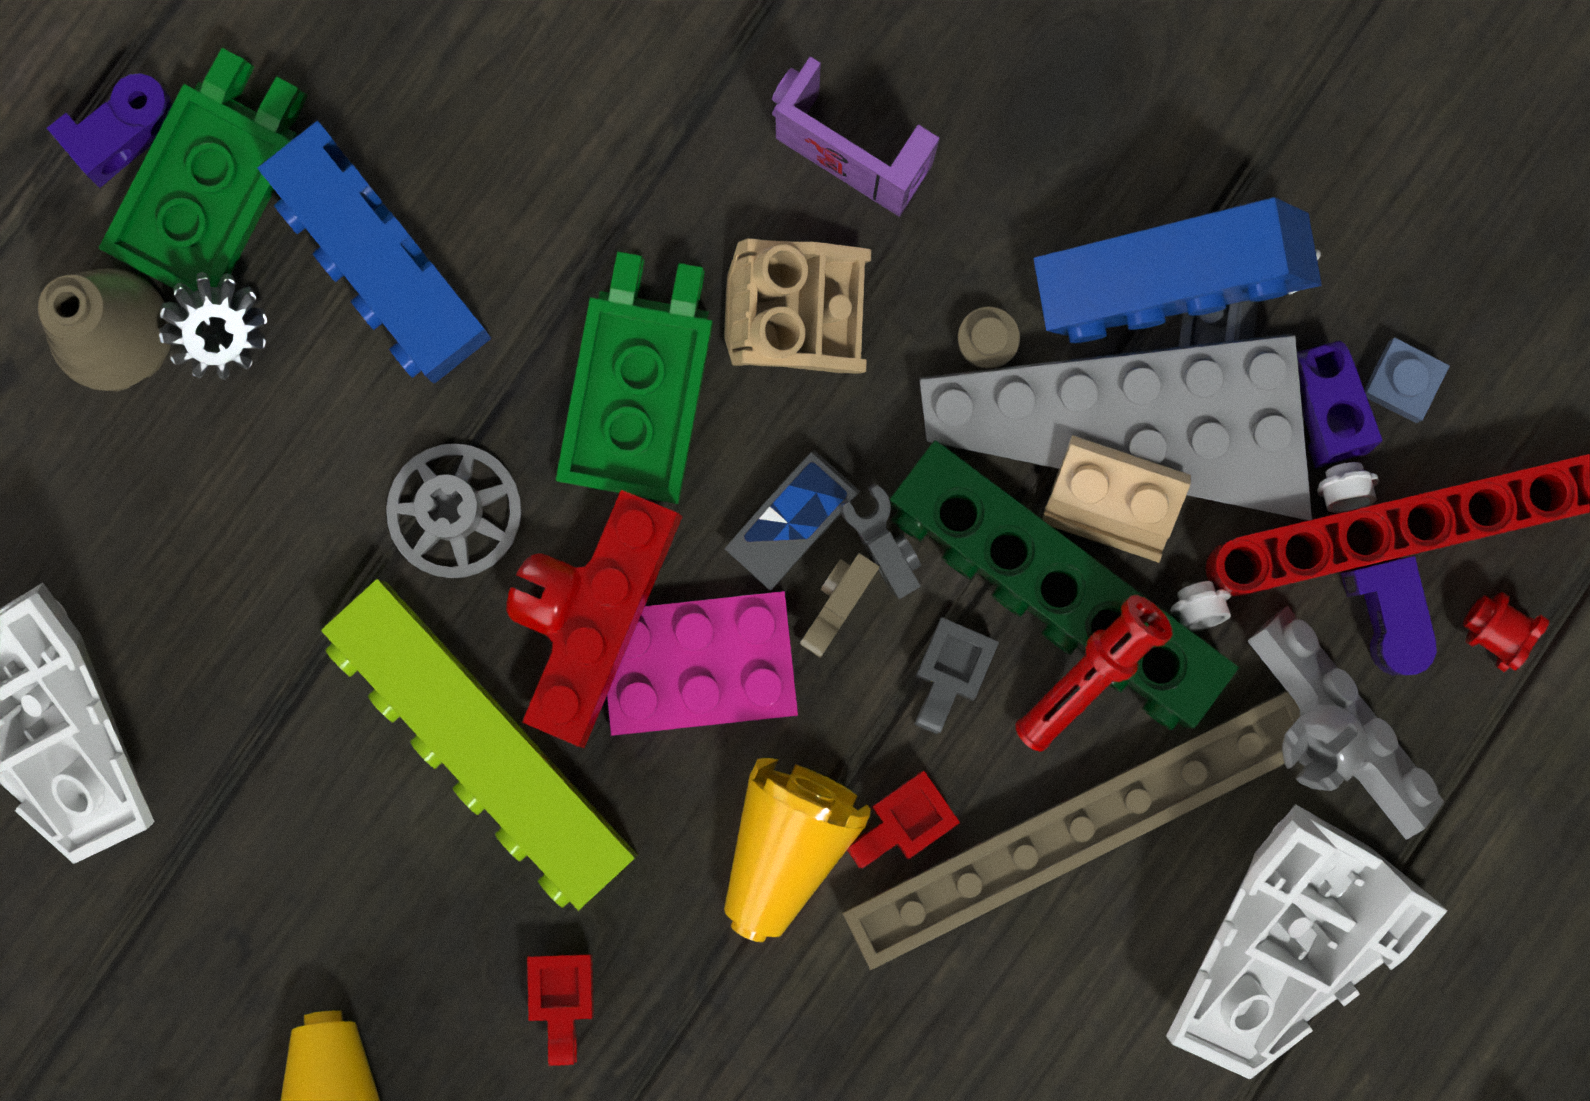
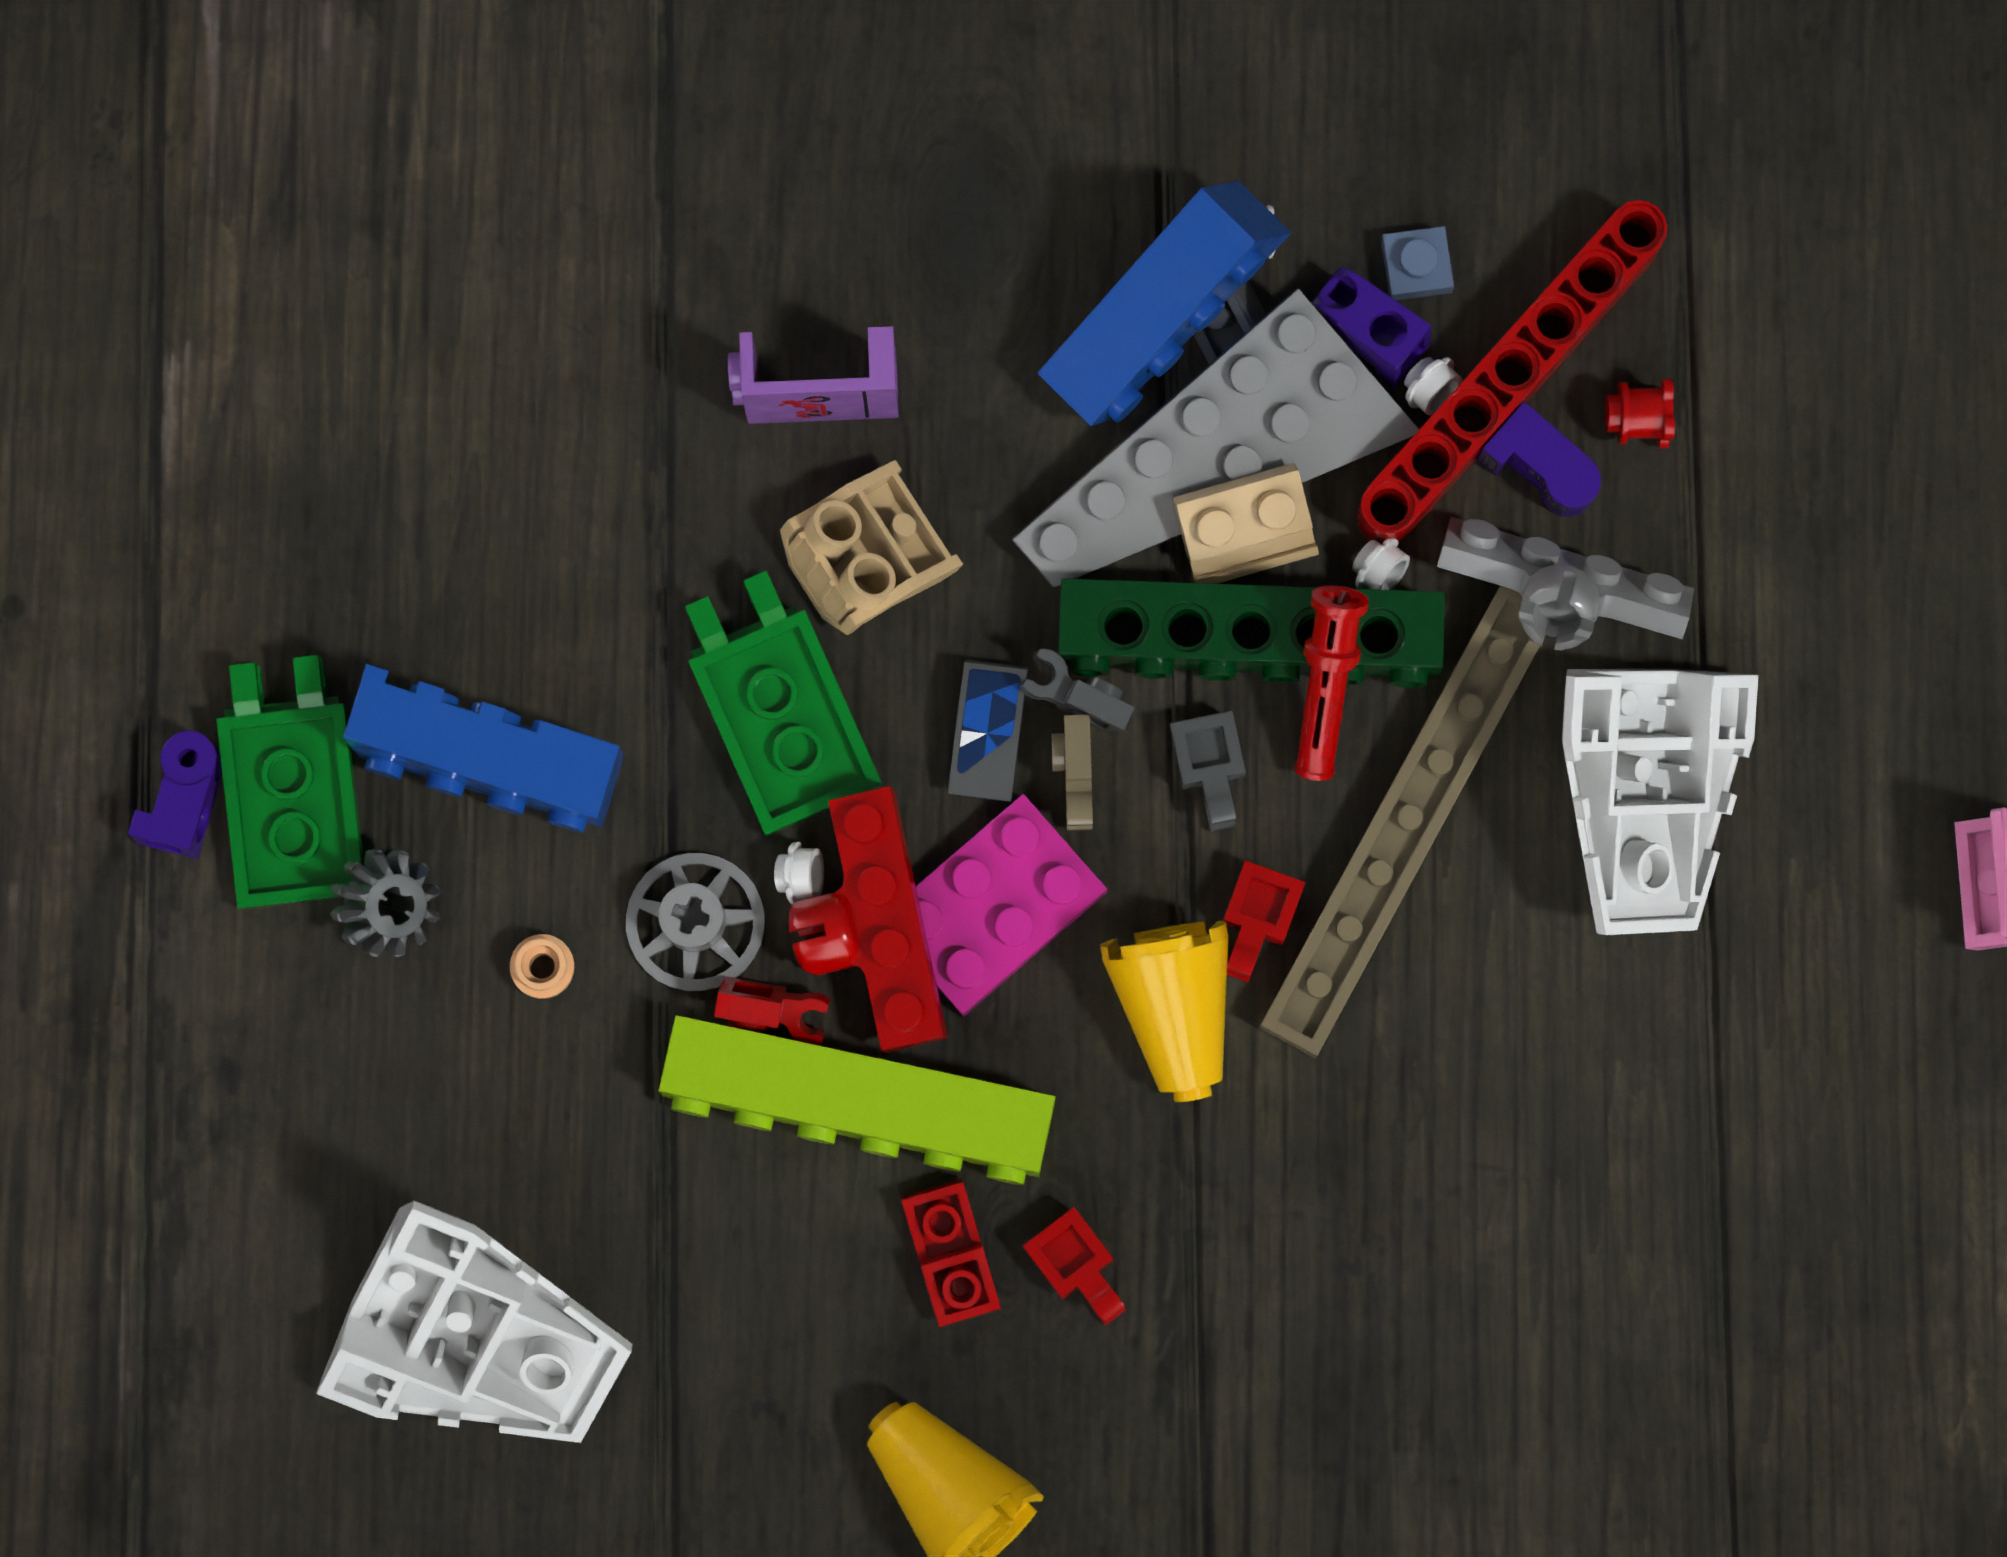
camera: 30 degrees left, 5 degrees down
(104, 327) = (308, 983): dark tan cone -> none
(287, 462) = (533, 948): none -> light nougat plate
(457, 617) = (758, 1005): none -> red plate
(468, 919) = (950, 1252): none -> red slope
(561, 531) = (799, 873): none -> white plate
(988, 338) = (1045, 466): dark tan plate -> none

